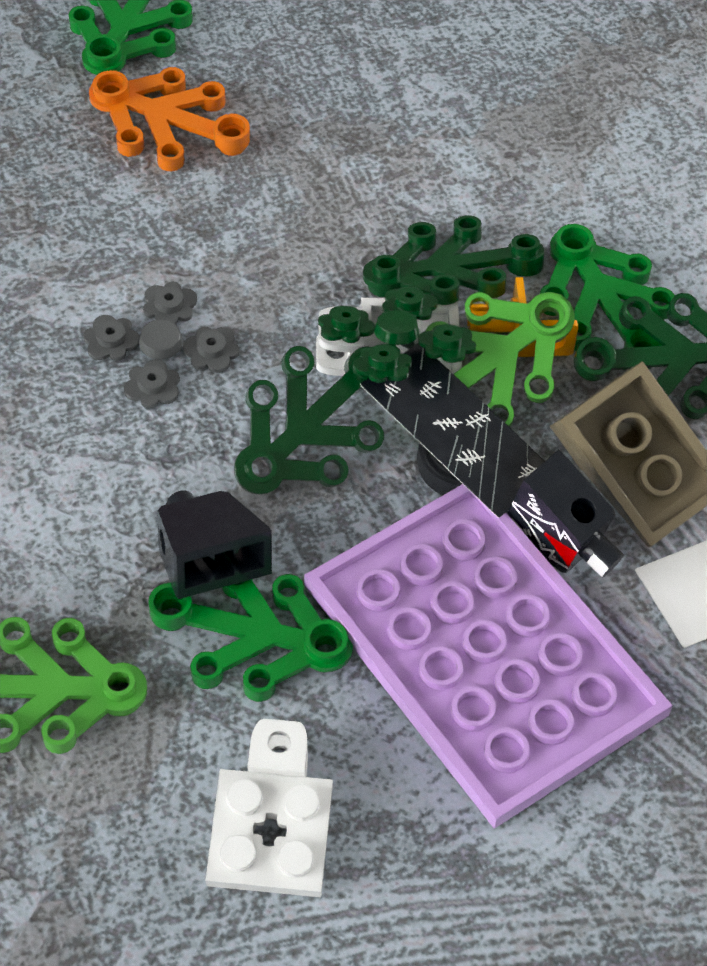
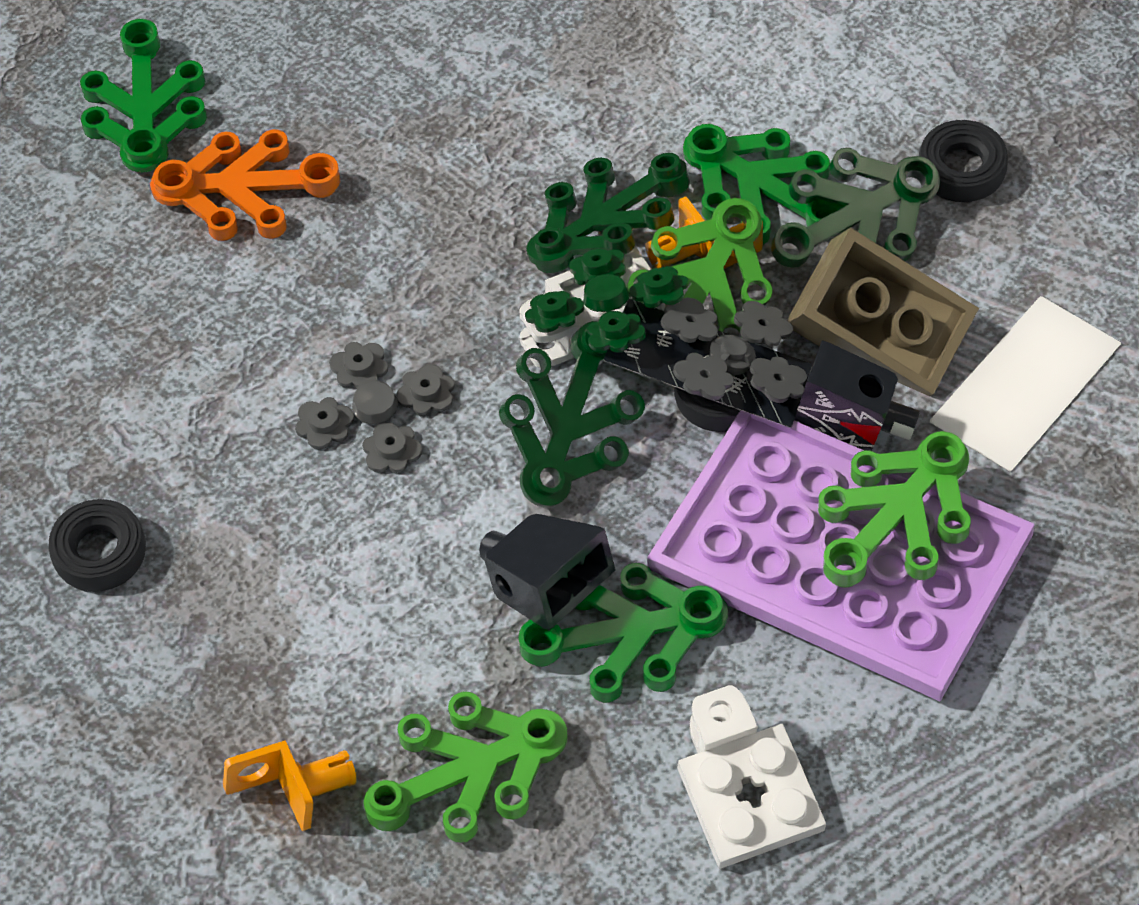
camera: 20 degrees left, 0 degrees up
(481, 428) = (733, 354): none -> dark grey plant
(552, 628) = (897, 504): none -> bright green plant

